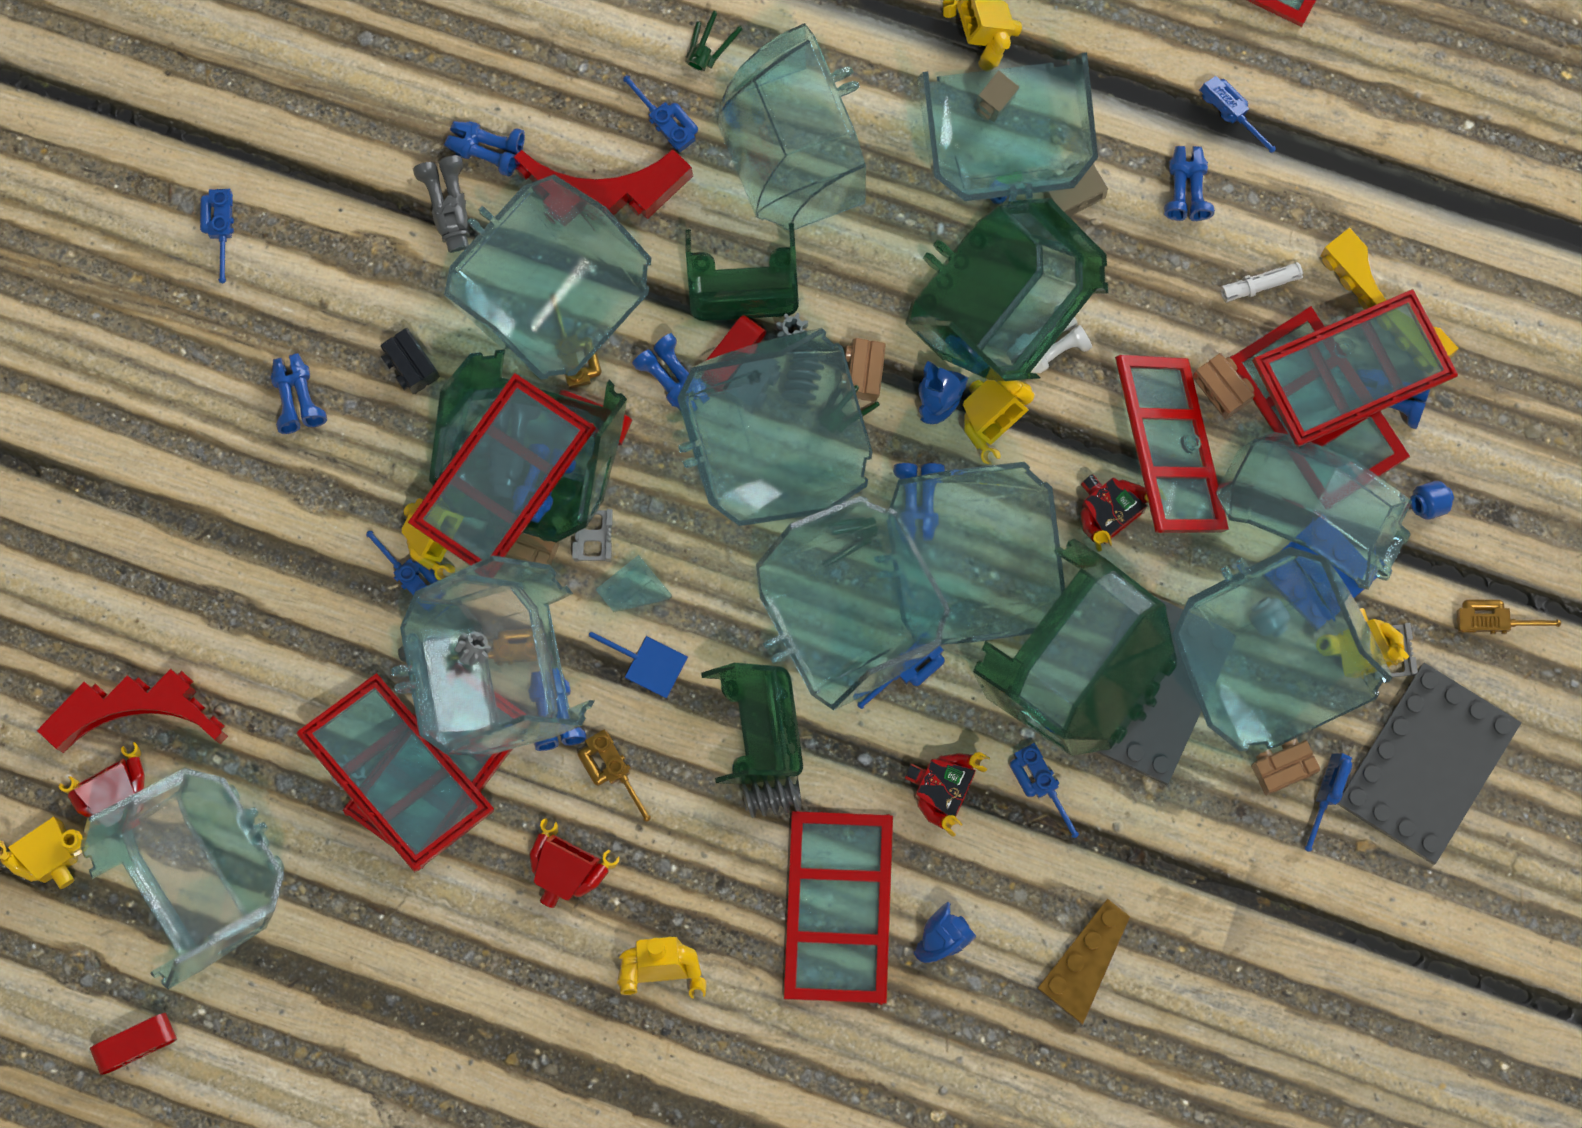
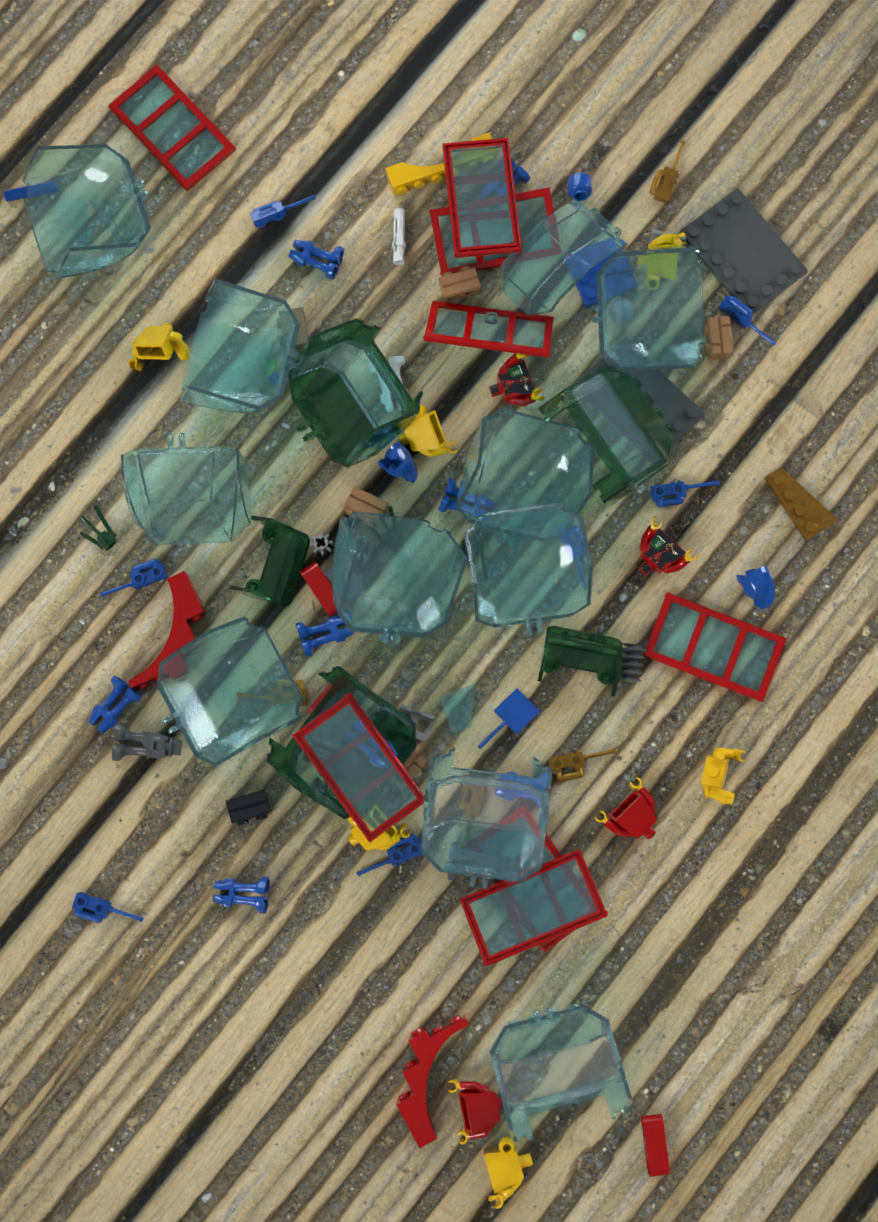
camera: 70 degrees left, 5 degrees up
(472, 648) = (467, 827): light grey gear -> none
(995, 97) = (213, 354): dark tan brick -> none

